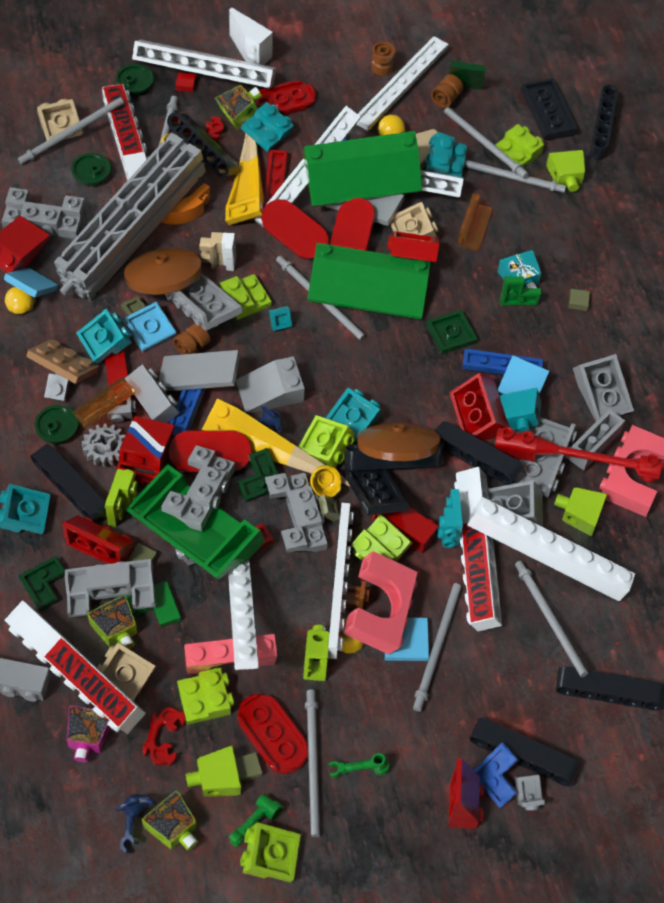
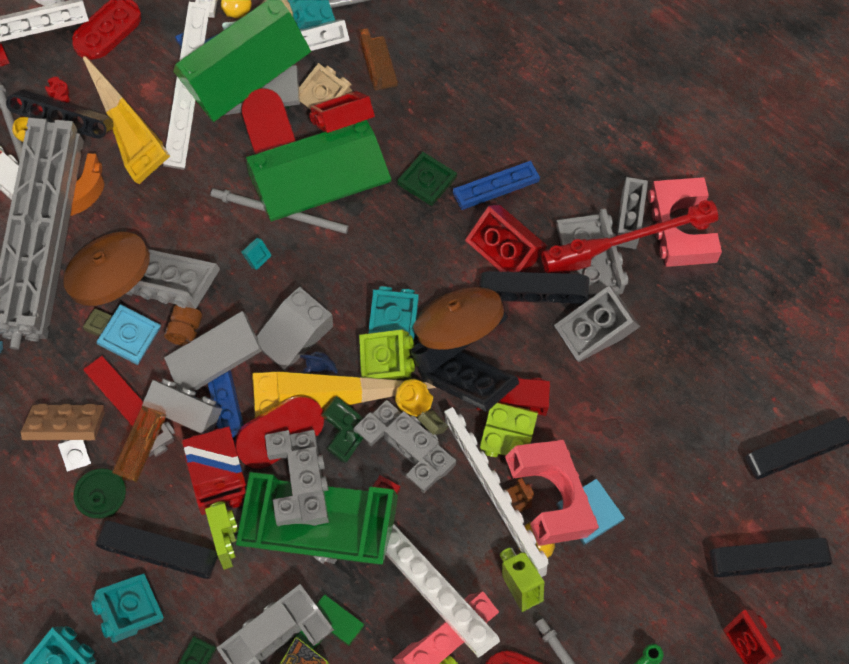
camera: 30 degrees left, 5 degrees up
(96, 540) = (228, 594): red slope -> none
(103, 444) = (166, 477): light grey gear -> none
(104, 336) = (90, 371): teal plate -> none
(141, 553) = (281, 583): olive tile -> none
(219, 250) = (150, 215): hips -> none
(238, 104) = (69, 54): torso -> none
(247, 293) = (205, 245): lime plate -> none
(267, 126) = (113, 62): teal plate -> none
(275, 173) = (152, 108): red tile -> none
(293, 228) = (209, 154): red tile -> none
(421, 694) = (642, 559): light grey bar -> none
(451, 522) = (561, 369): teal plate -> none
(478, 555) = (599, 382): brick -> none
(492, 773) = (757, 596): blue tile -> none
(515, 294) = (465, 107): green tile -> none
(521, 265) = (454, 85): teal torso -> none
(522, 376) = (527, 192): medium azure tile -> none
(522, 409) = (547, 221): teal torso -> none
(525, 574) = (653, 381): light grey bar -> none
(529, 791) = (801, 595): light grey bracket -> none
(551, 549) = (666, 344): white brick -> none
(578, 299) = (521, 85): olive tile -> none
(581, 508) = (662, 287): lime torso -> none
(603, 386) = (601, 158): light grey slope -> none

